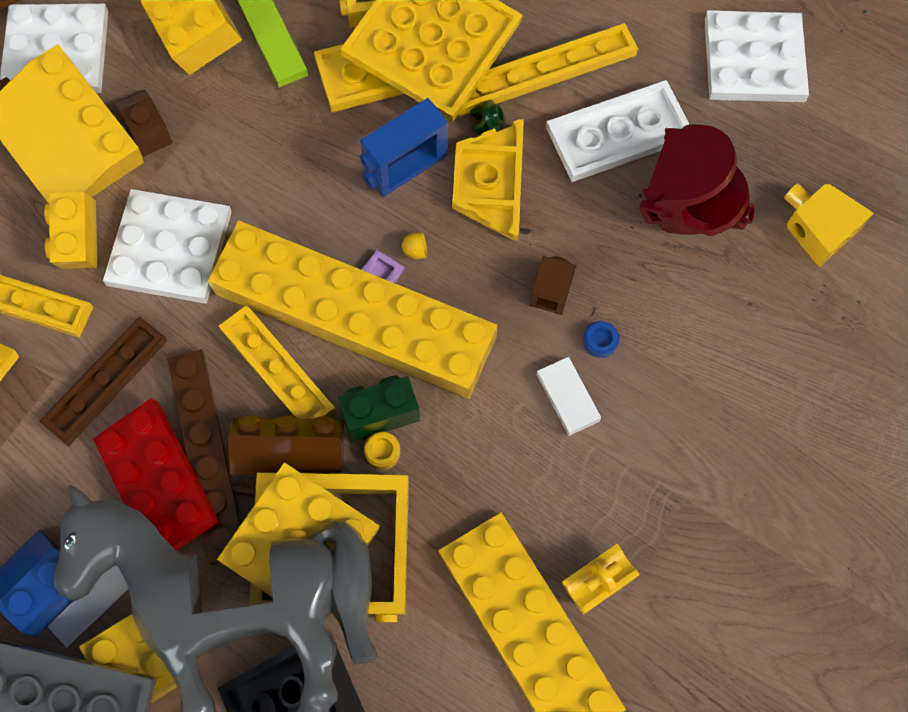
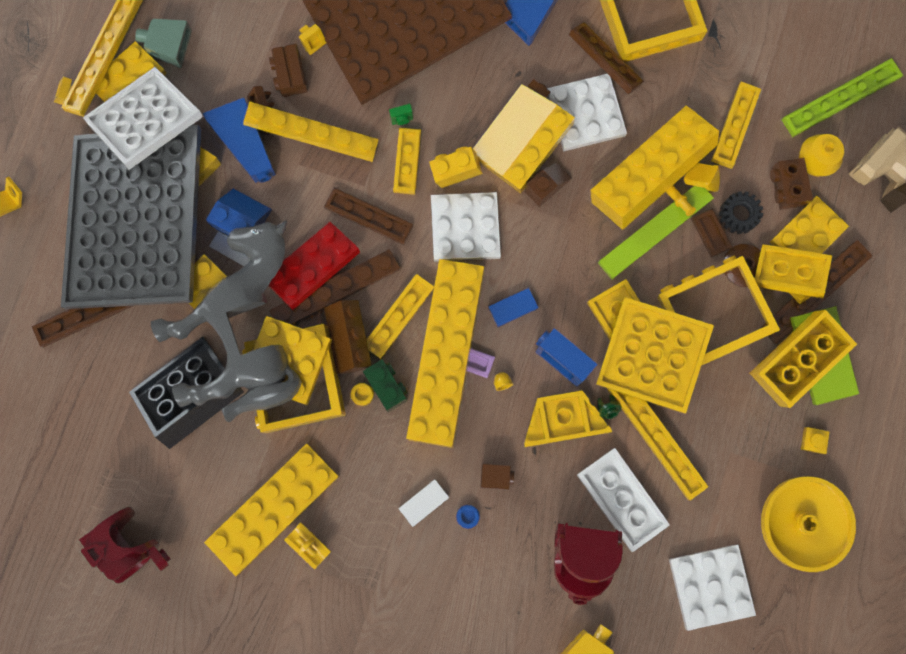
camera: 75 degrees right, 10 degrees up
(310, 208) = (513, 307): none -> blue tile

